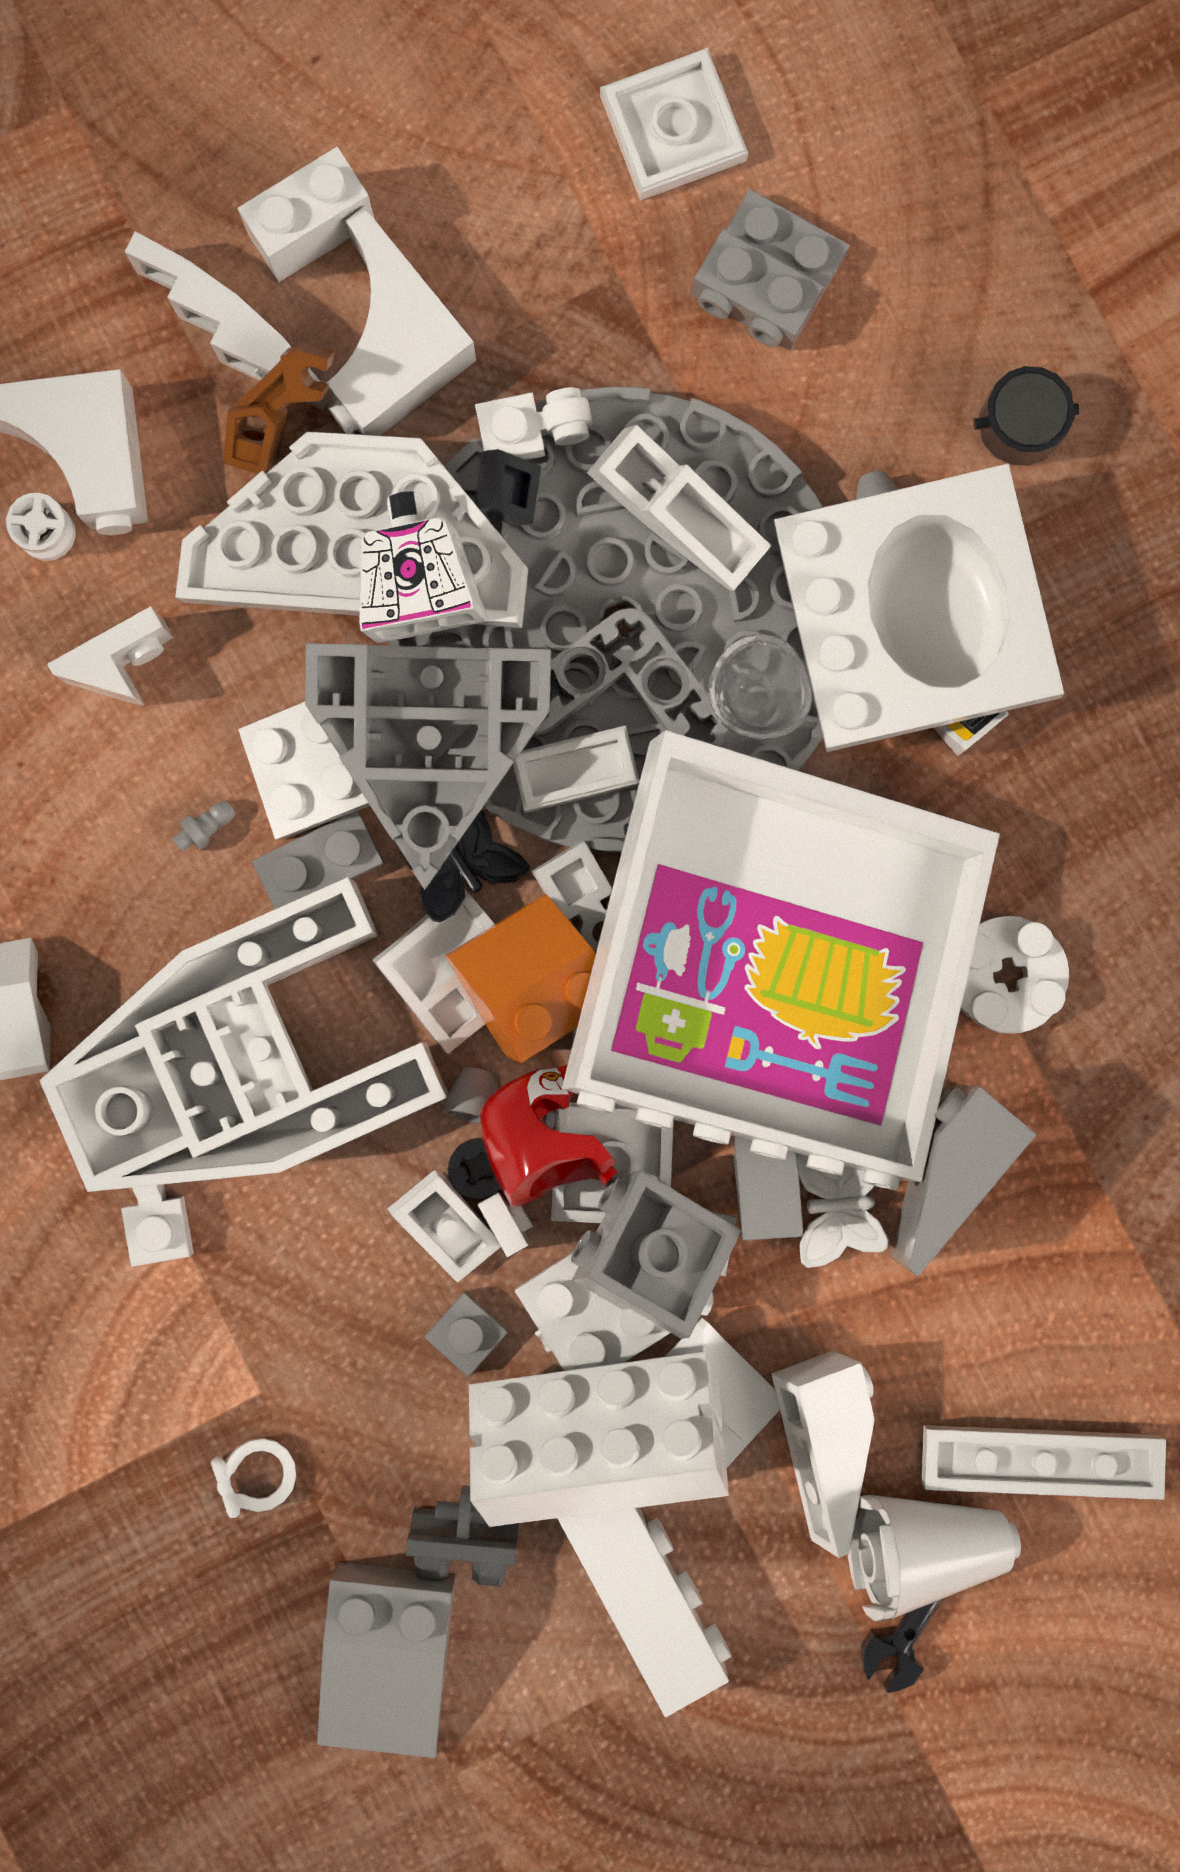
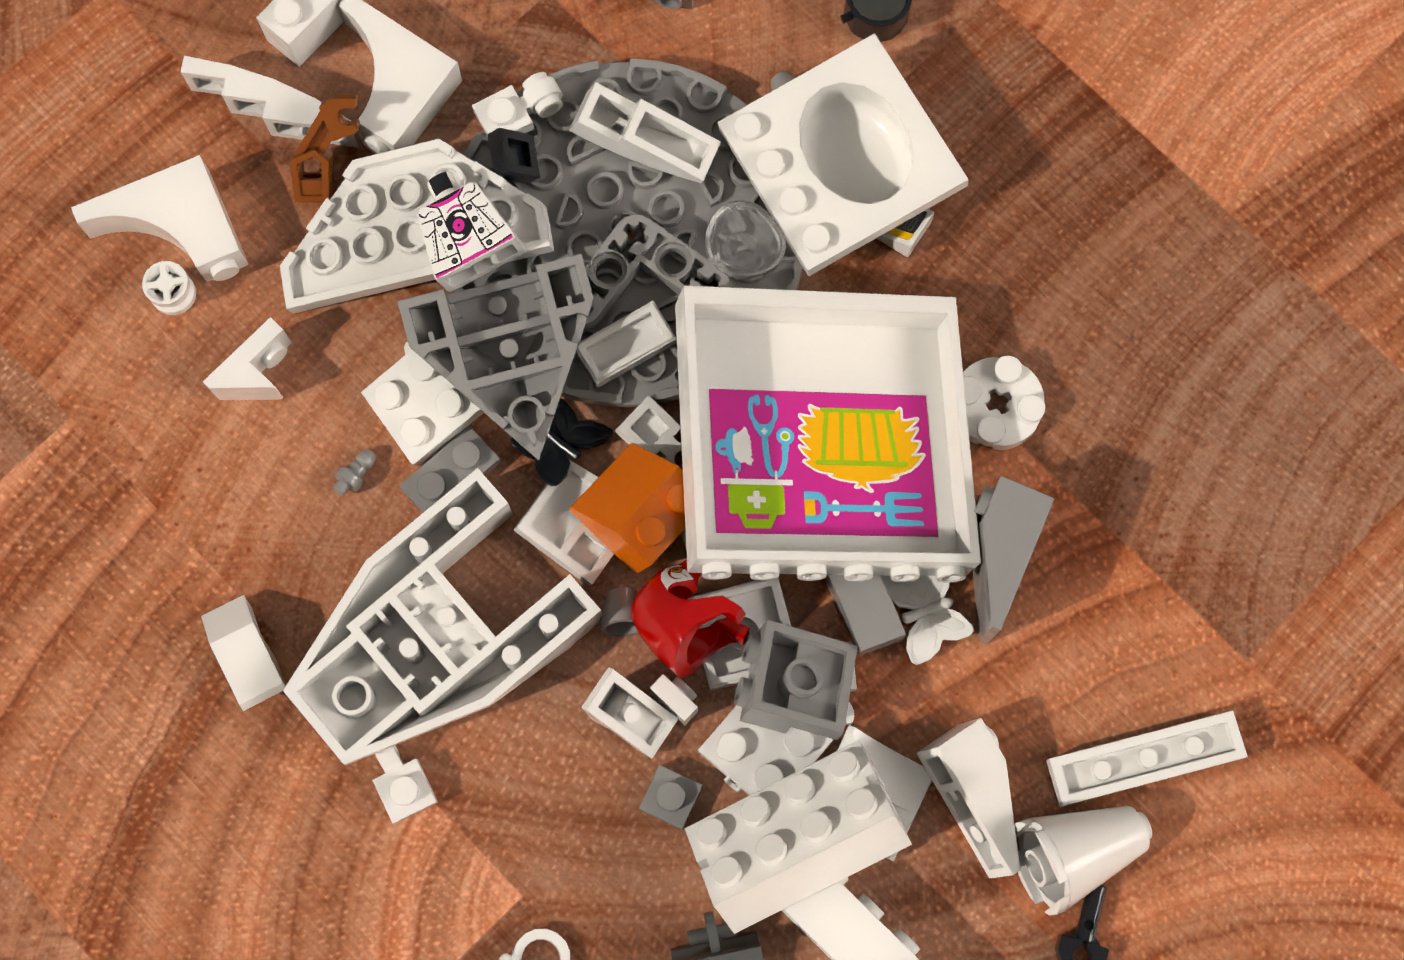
camera: 15 degrees left, 10 degrees down
(478, 1166) = (640, 671): black wheel -> none

